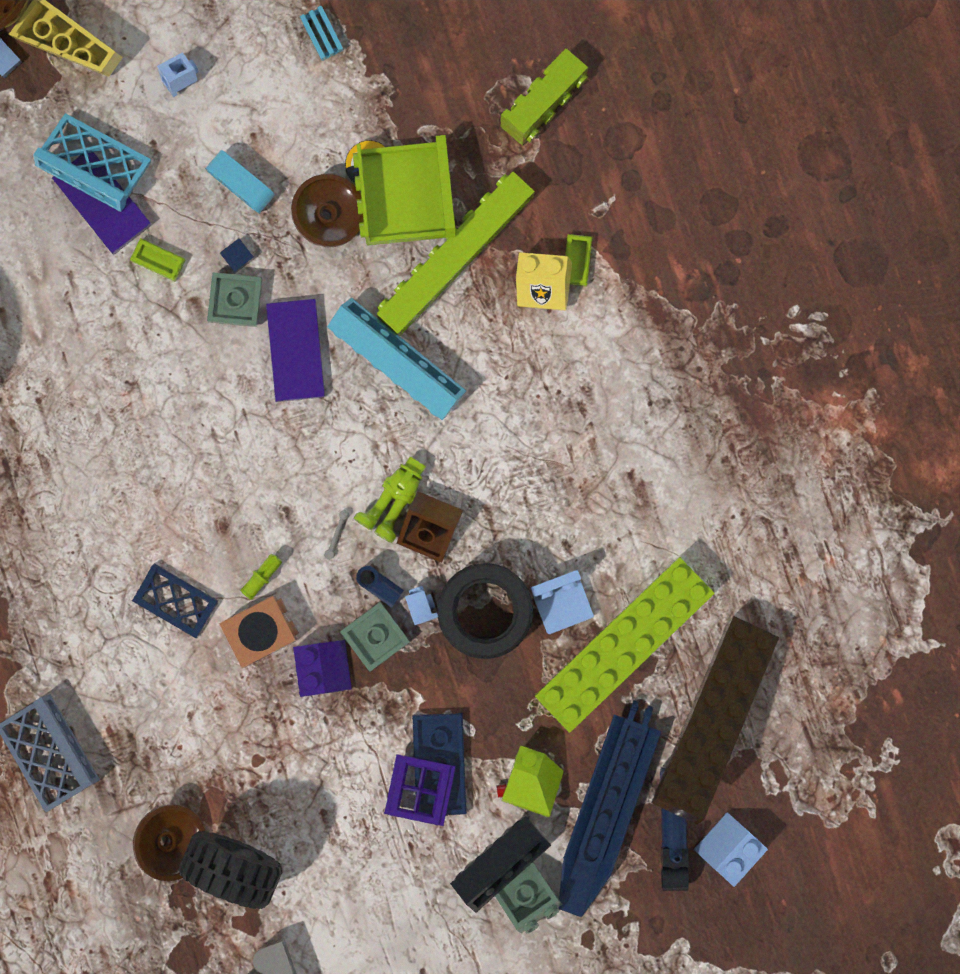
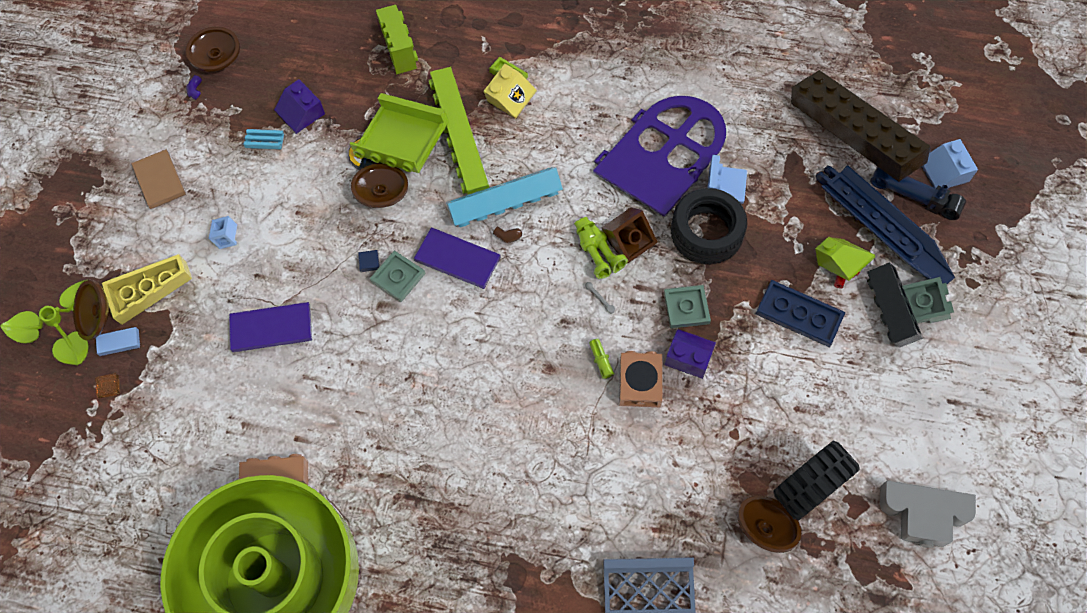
camera: 60 degrees left, 20 degrees down
(83, 180) = (245, 325): medium azure fence -> none
(156, 609) = (584, 445): dark blue window -> none
(157, 260) = (336, 312): lime tile -> none
(240, 181) = (322, 232): medium azure beam -> none
(353, 392) = (508, 236): none -> reddish brown arm
(381, 587) = (652, 285): dark blue piece -> none
(383, 45) = (299, 106): none -> dark purple slope
(398, 784) = (802, 343): dark purple piece -> none
(420, 605) = (681, 267): light blue brick -> none
(523, 502) = (649, 174): none -> dark purple door
(624, 644) = (776, 162): lime brick -> none

